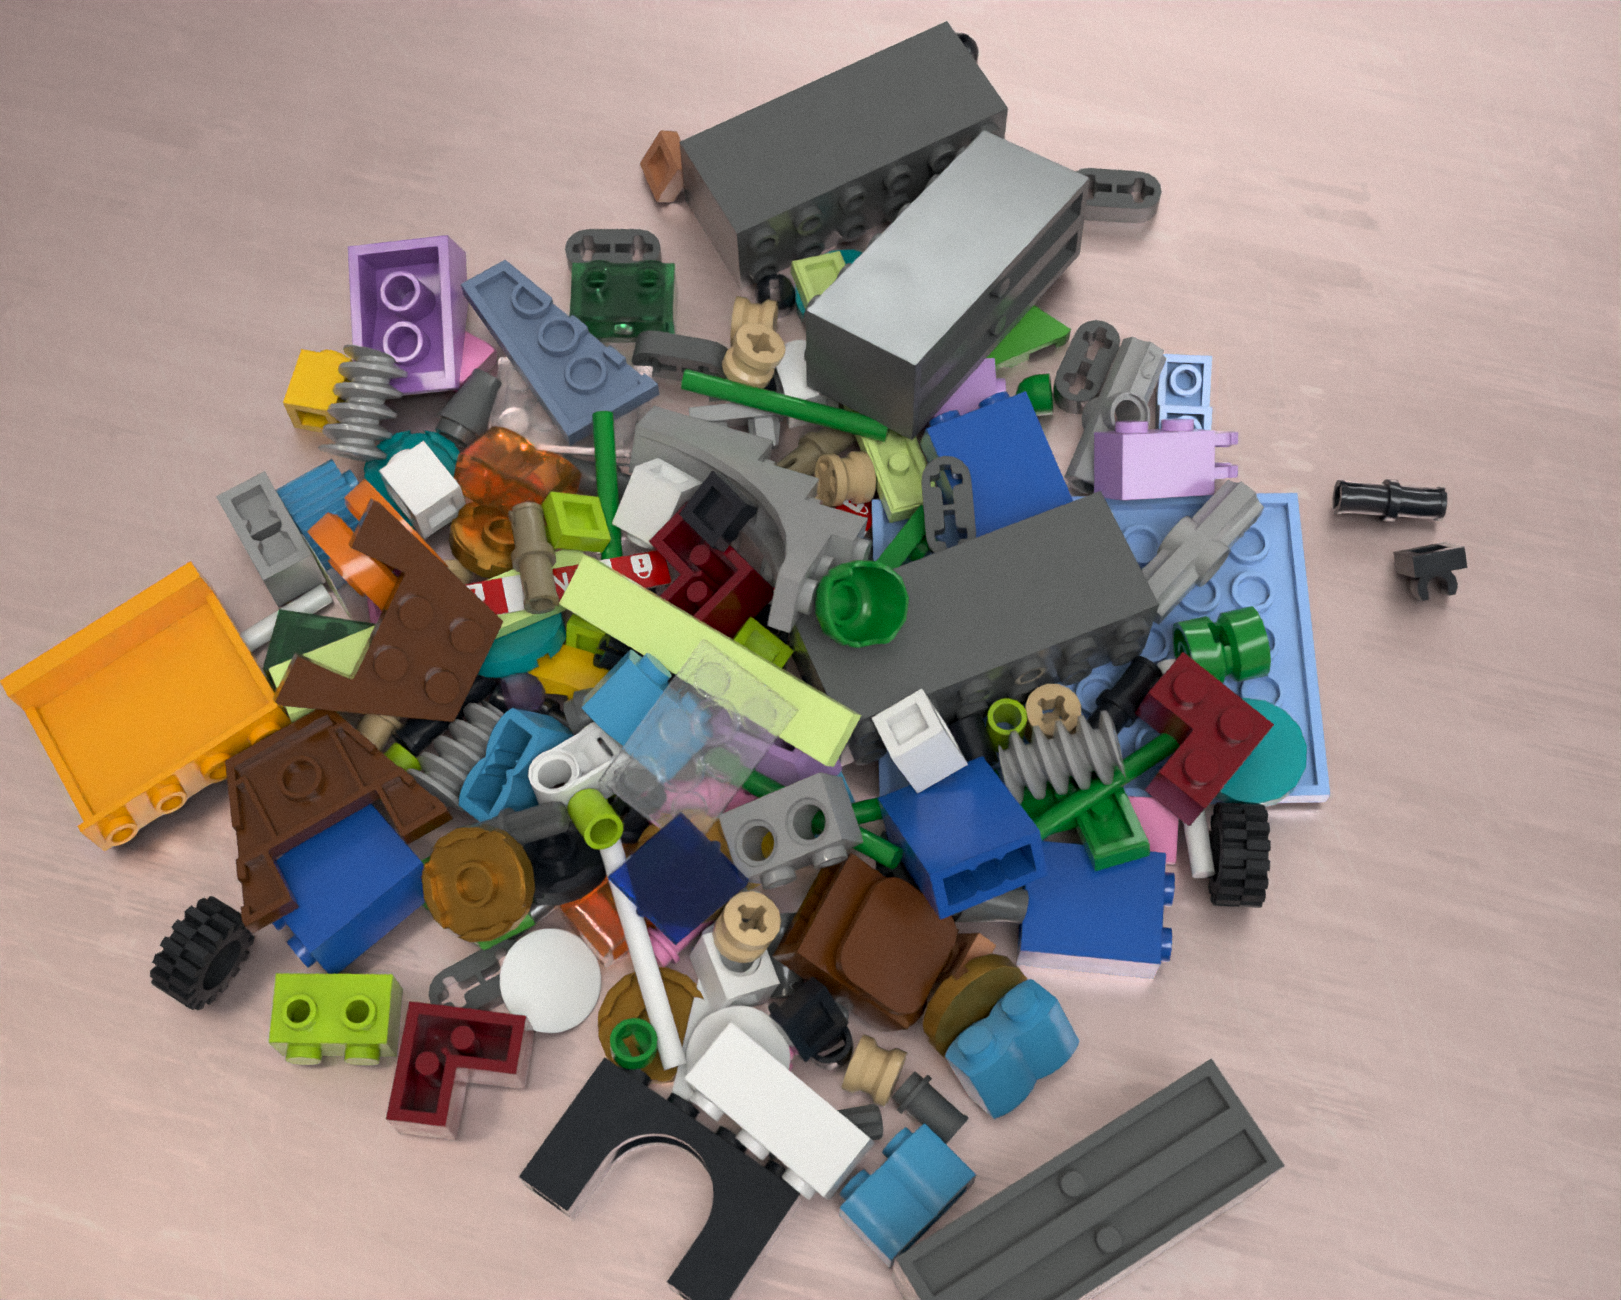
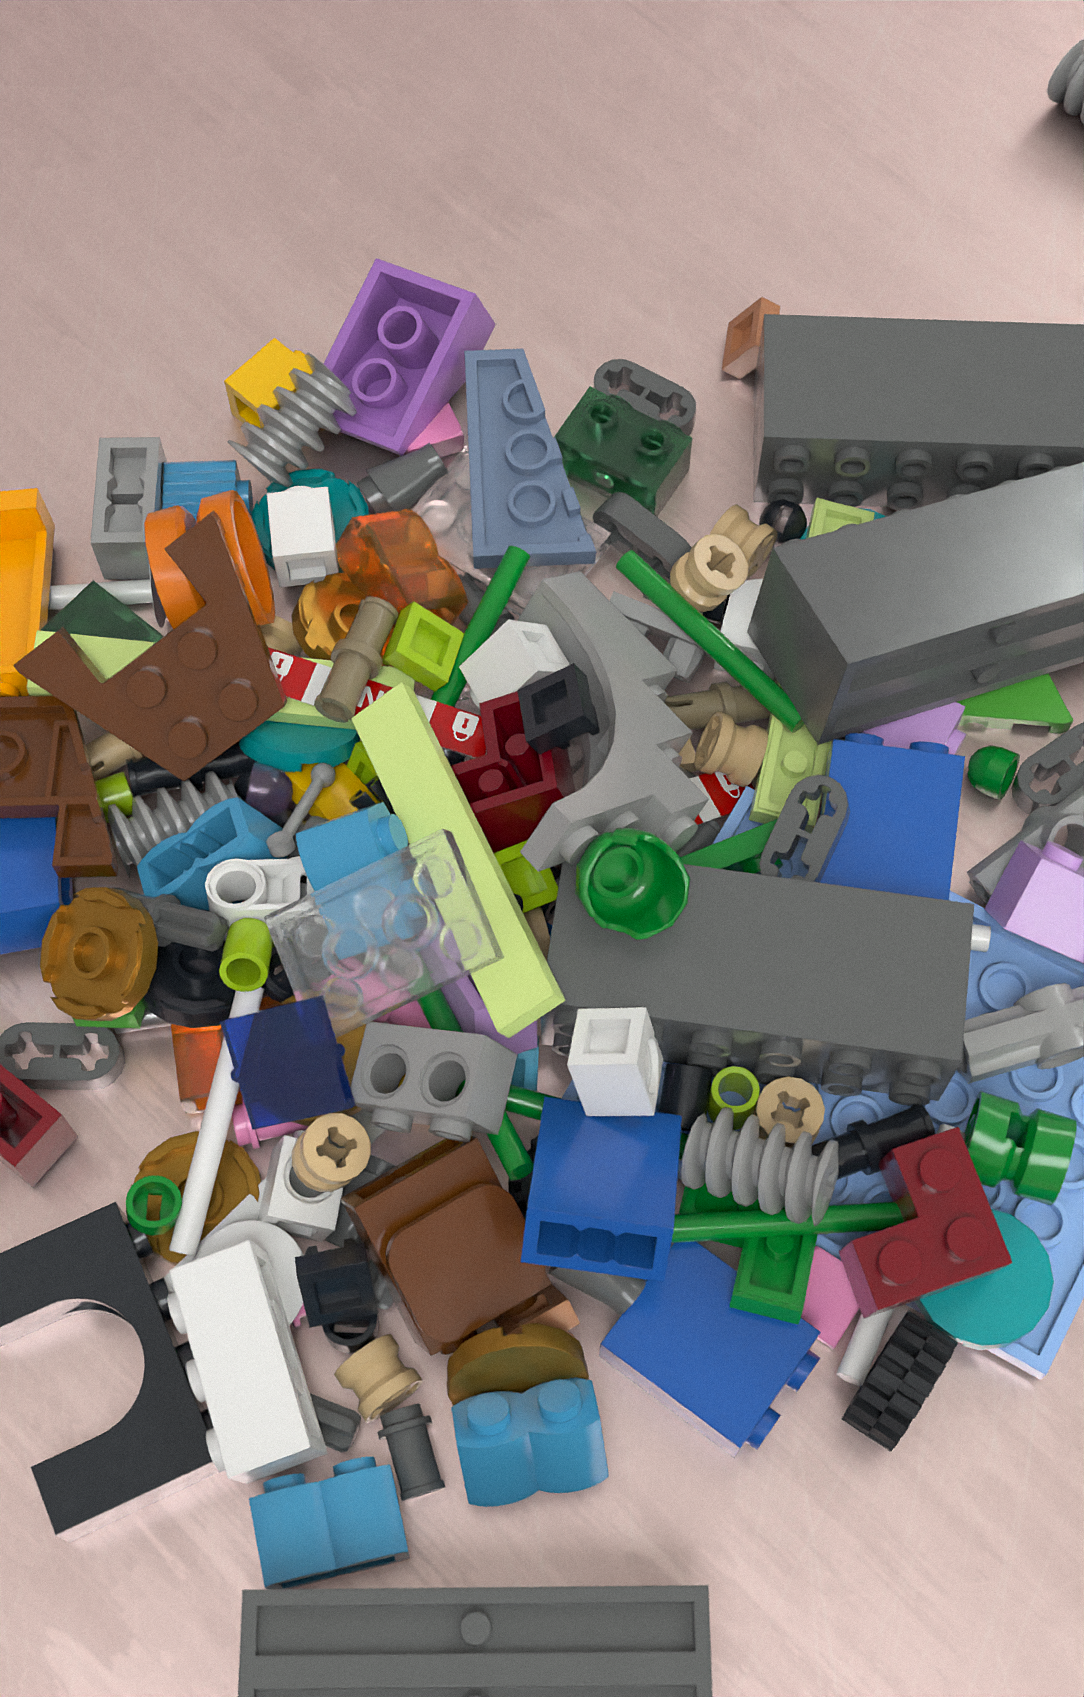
camera: 30 degrees right, 0 degrees up
(550, 980) = (121, 1093): white sticker -> none
(565, 723) = (282, 842): none -> light grey hinge

